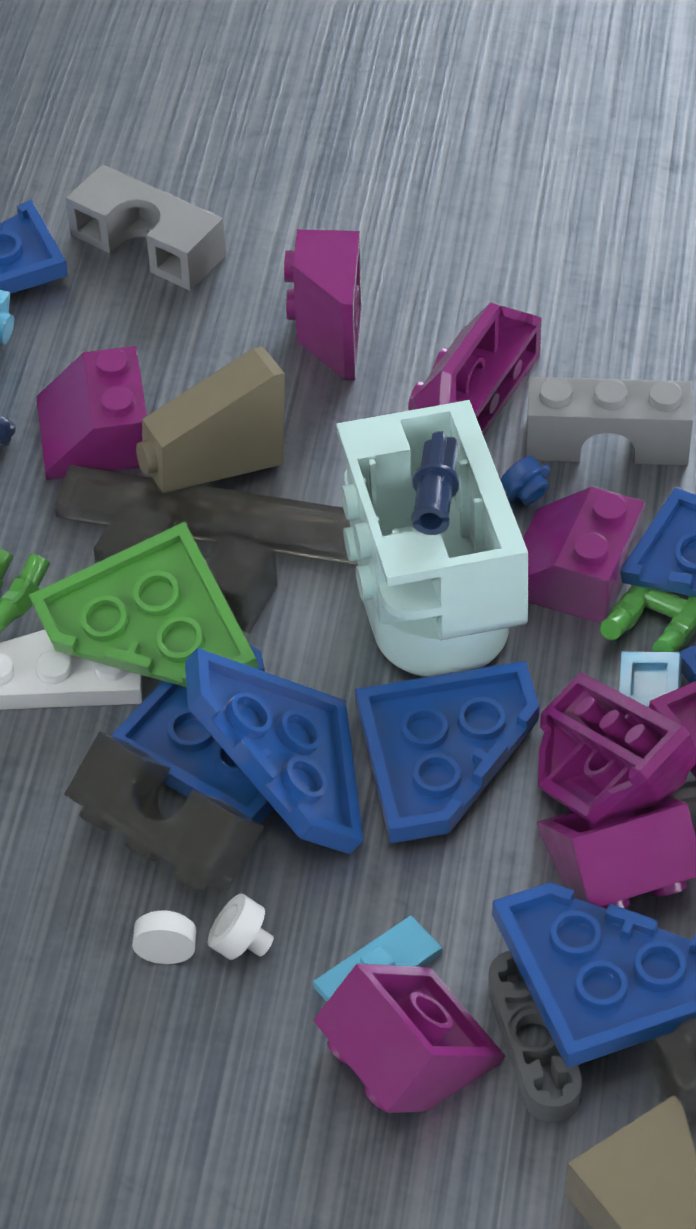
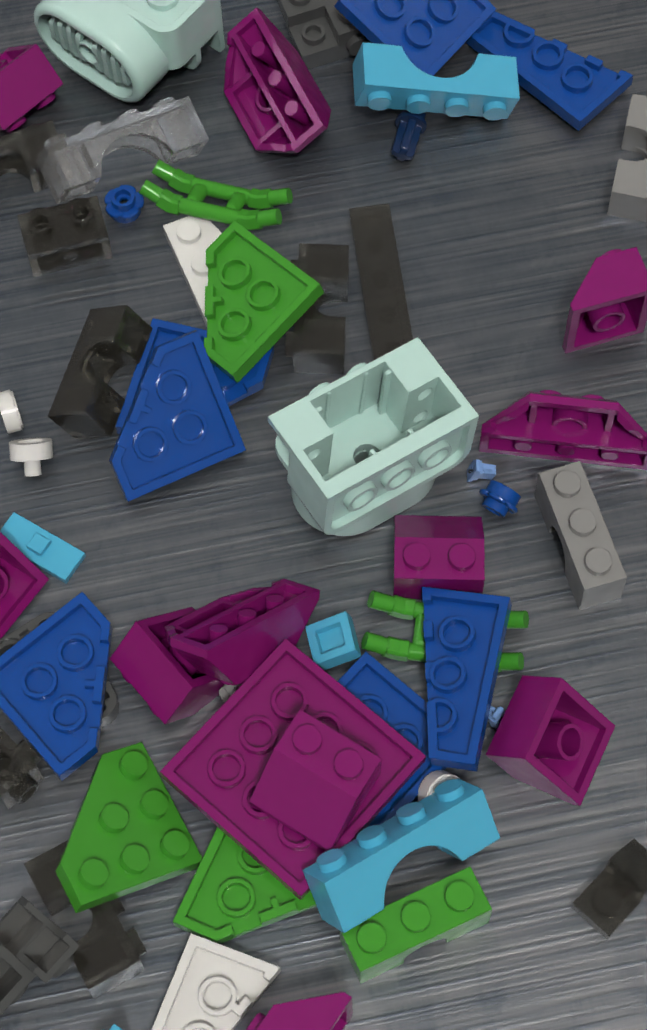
camera: 70 degrees right, 15 degrees up
(93, 413) = (442, 204): magenta slope -> none
(218, 426) = (443, 276): dark tan slope -> none
(435, 484) = (365, 416): dark blue axle -> none
(442, 742) = (231, 522): blue plate -> none

